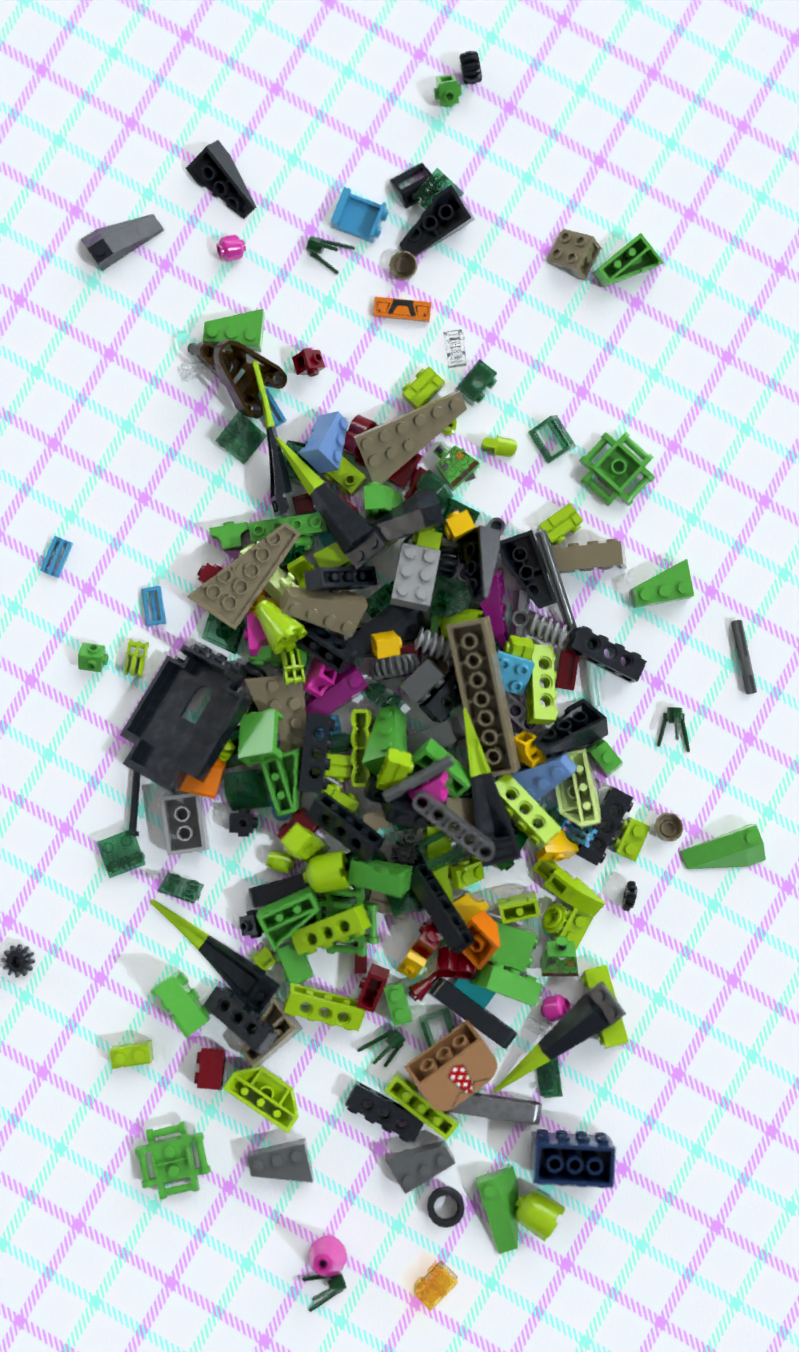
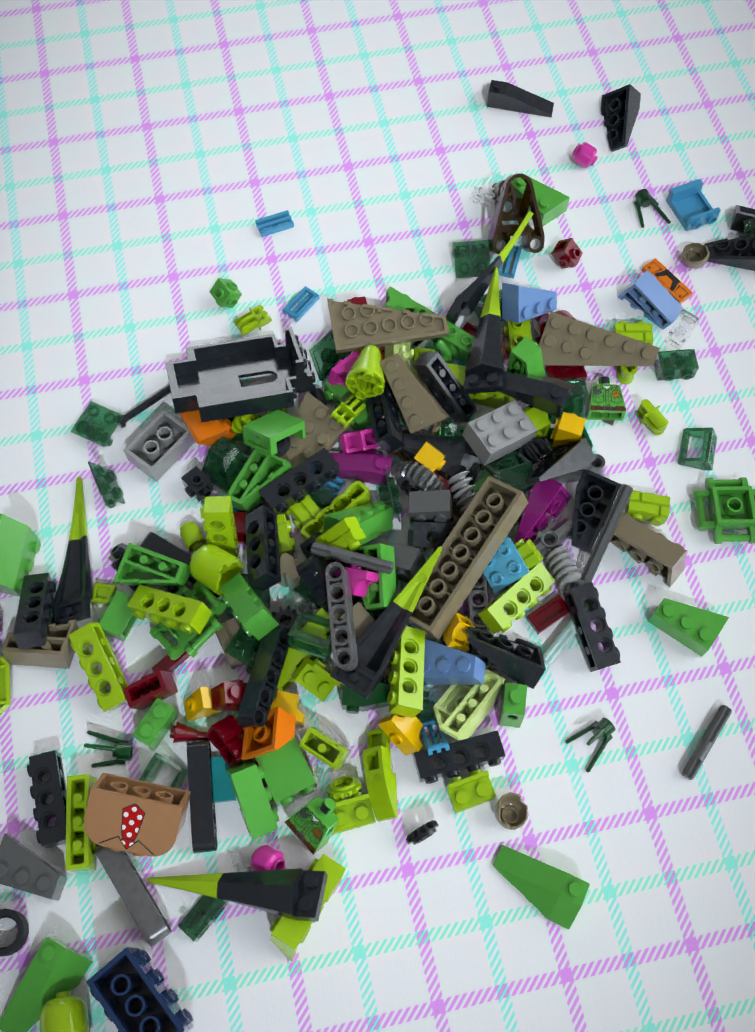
camera: 50 degrees right, 20 degrees down
(410, 341) = (653, 300): none -> medium blue wedge

